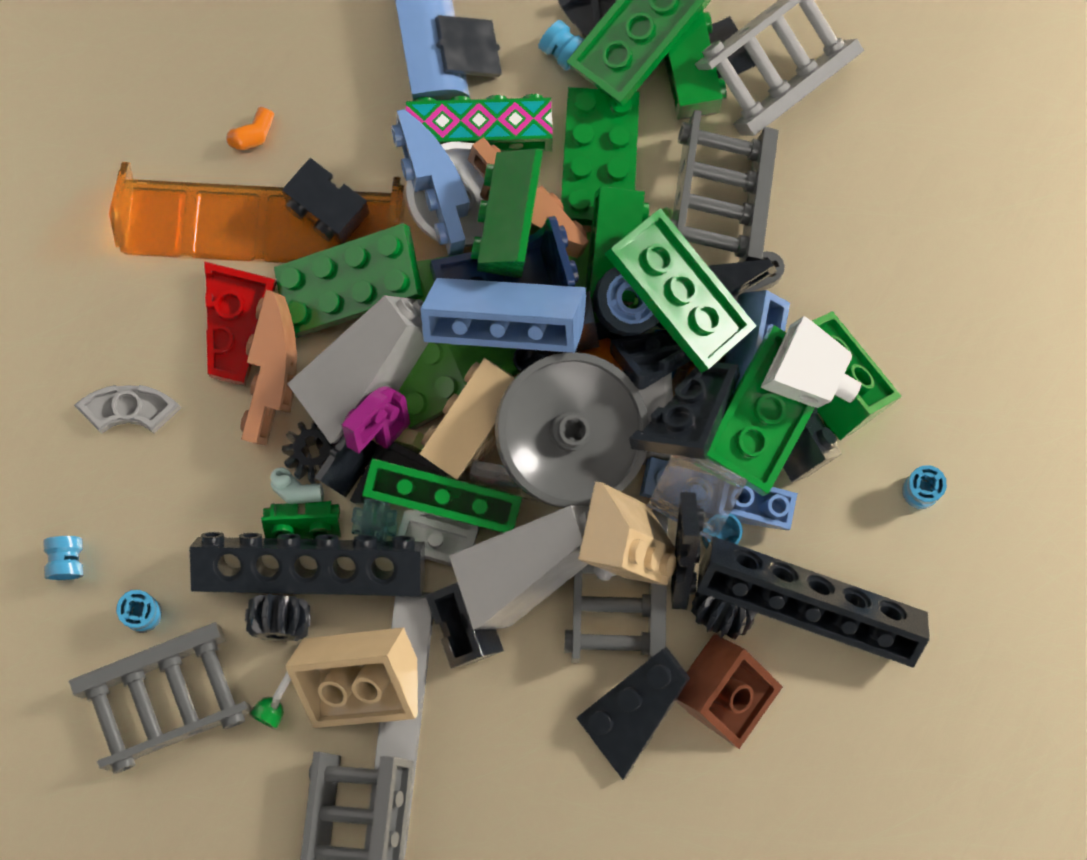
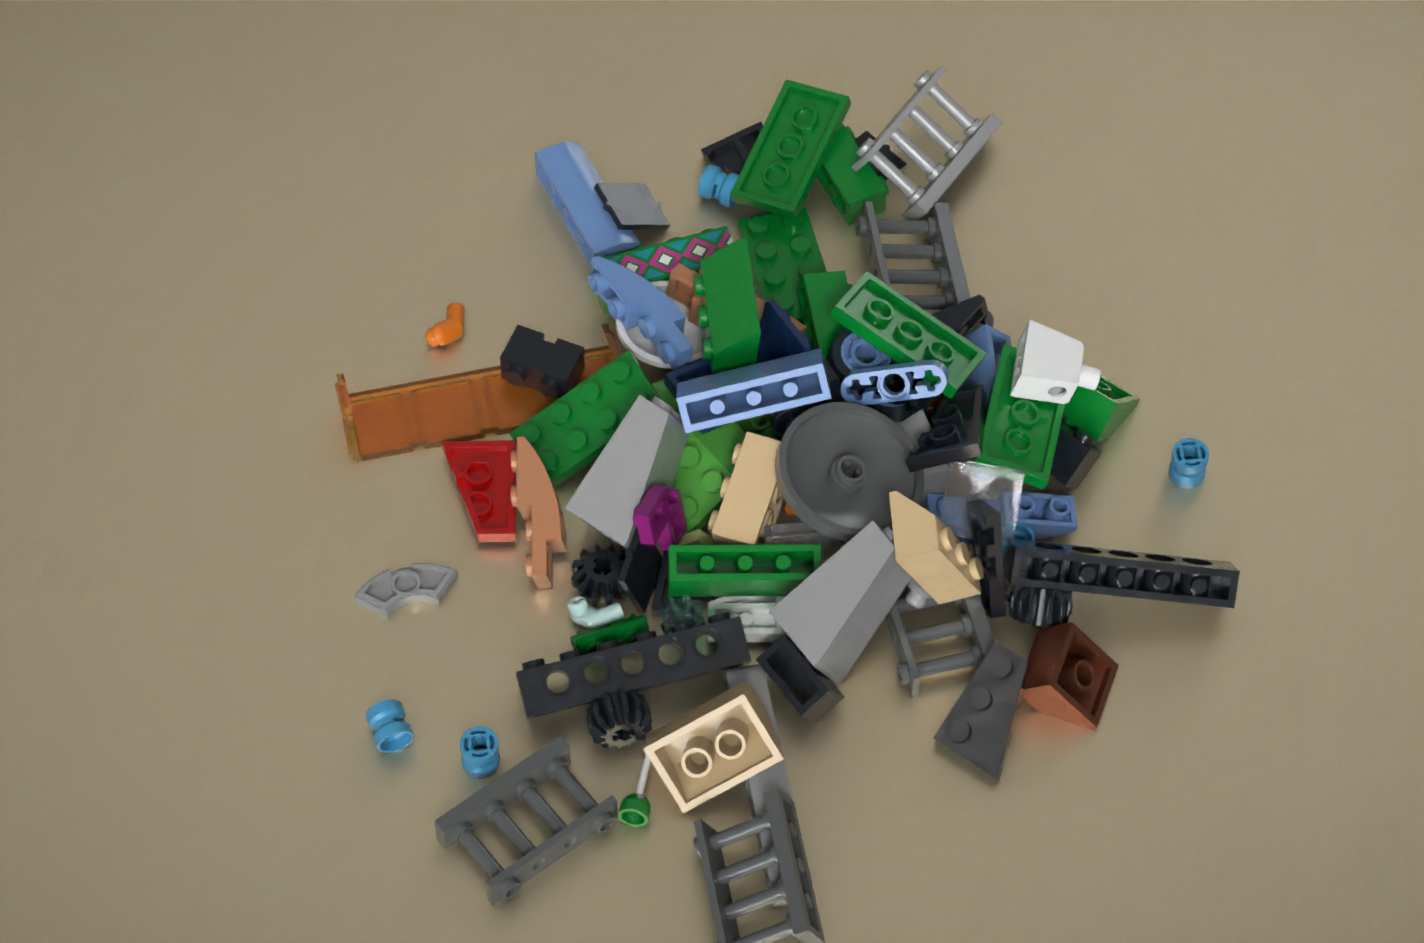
camera: 15 degrees left, 20 degrees down
(664, 337) = (922, 390): none -> medium blue beam

